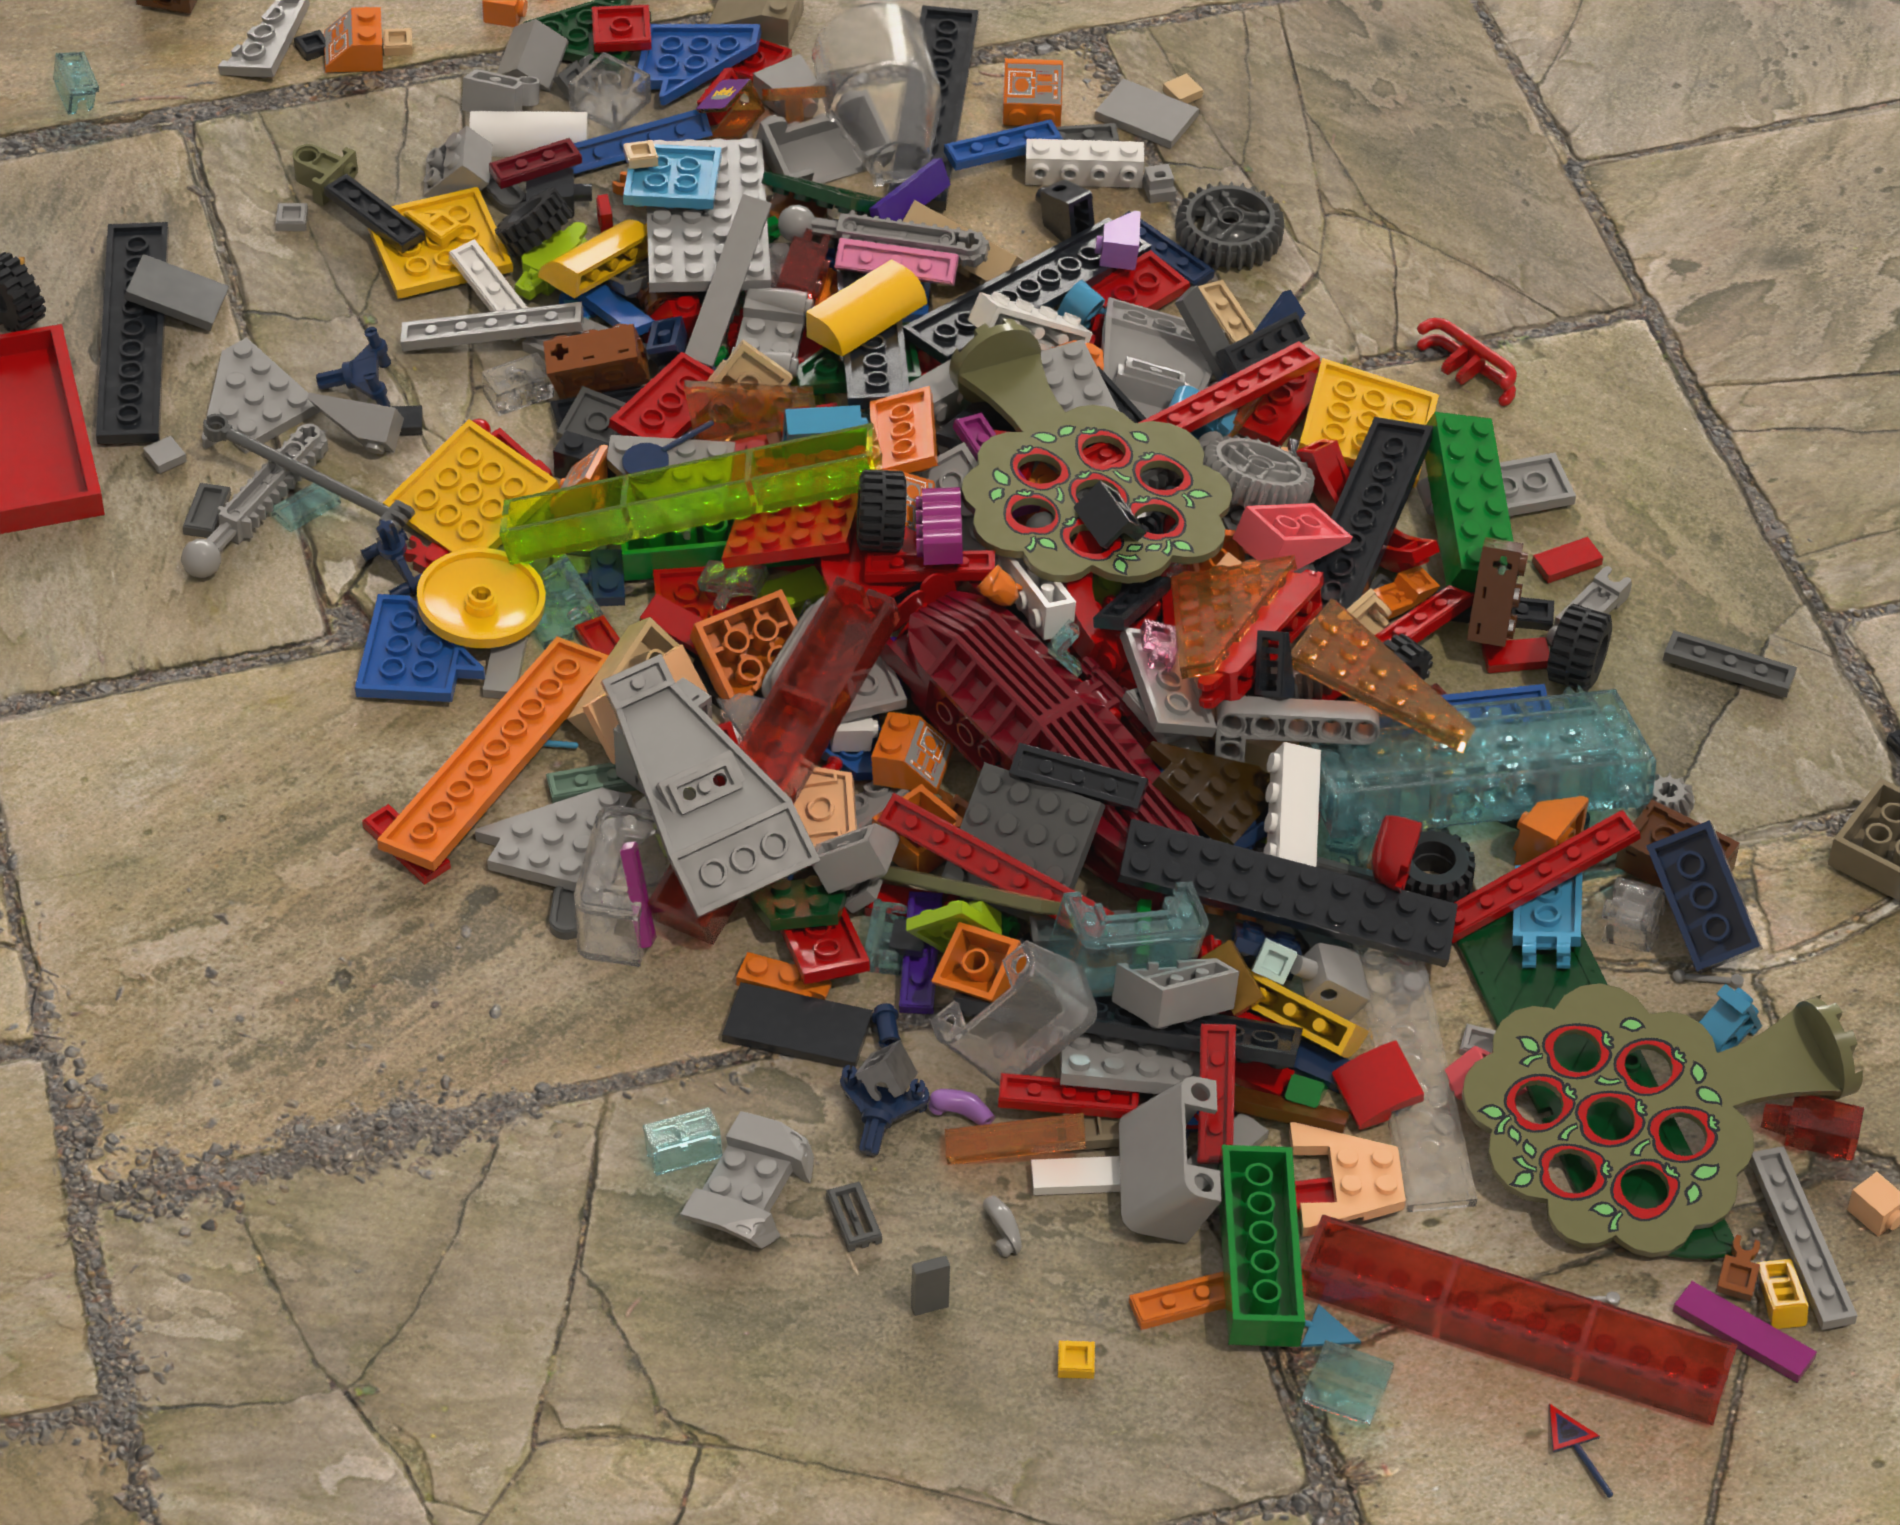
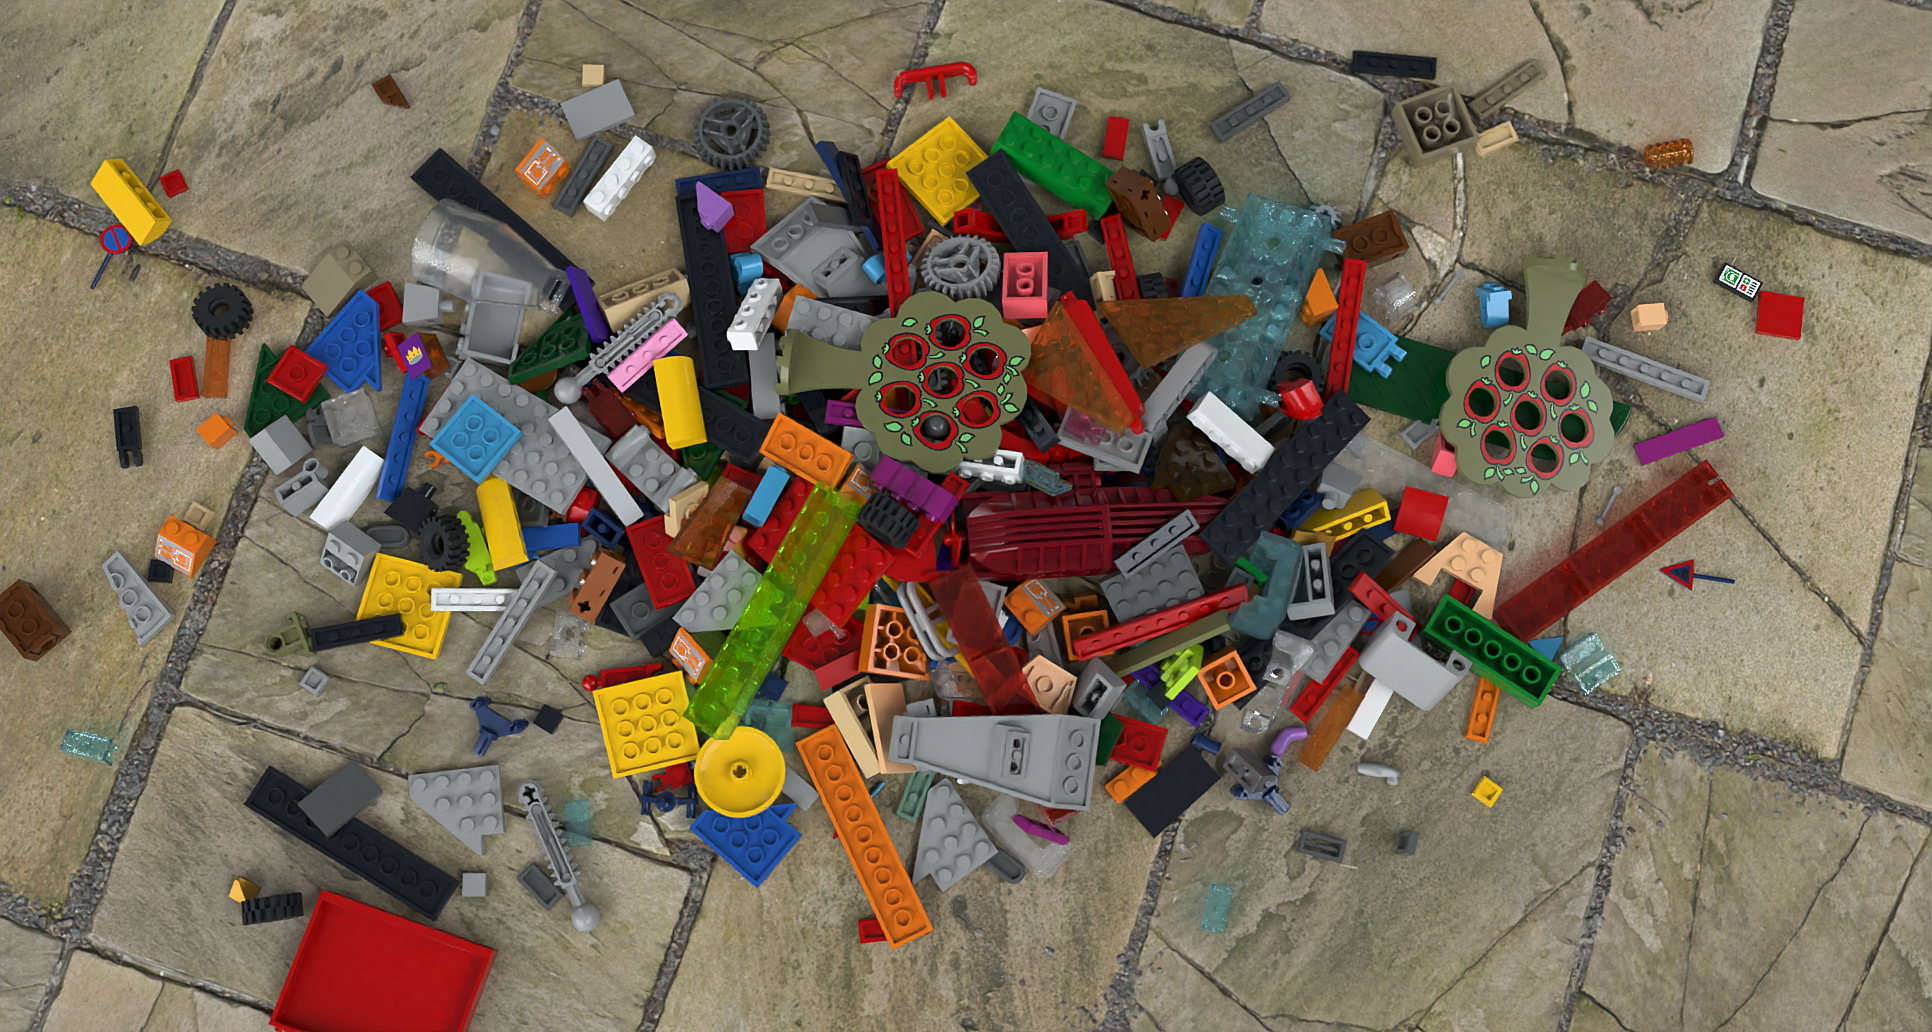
camera: 55 degrees left, 30 degrees up
(219, 430) = (631, 782): dark grey hinge -> none
(370, 424) = (538, 752): light grey slope -> none
(436, 225) = (396, 601): yellow tile -> none
(535, 163) = (389, 508): dark red tile -> none
(604, 212) = (458, 490): red tile -> none
(640, 154) = (447, 448): tan tile -> none
(651, 456) = (712, 611): dark blue piece -> none
(750, 1179) = (1268, 892): light grey piece -> none
(793, 98) = (445, 313): clear orange tile -> none
(997, 145) = (570, 215): blue tile -> none
(1000, 587) = (989, 492): orange animal -> none
(1065, 208) = (655, 218): black torso -> none
(1107, 515) = (972, 389): black panel -> none
(1159, 183) = (665, 152): light grey piece -> none
(1274, 961) = (1320, 514): light aqua plate -> none
(1284, 666) = (1148, 387): black slope -> none
(1305, 1091) = (1400, 548): green slope -> none
(1407, 590) = (1086, 248): orange slope -> none
(1704, 897) = (1423, 258): dark blue brick -> none
(1738, 1273) = (1647, 417): dark orange plate -> none
(1784, 1295) = (1670, 397): yellow slope -> none

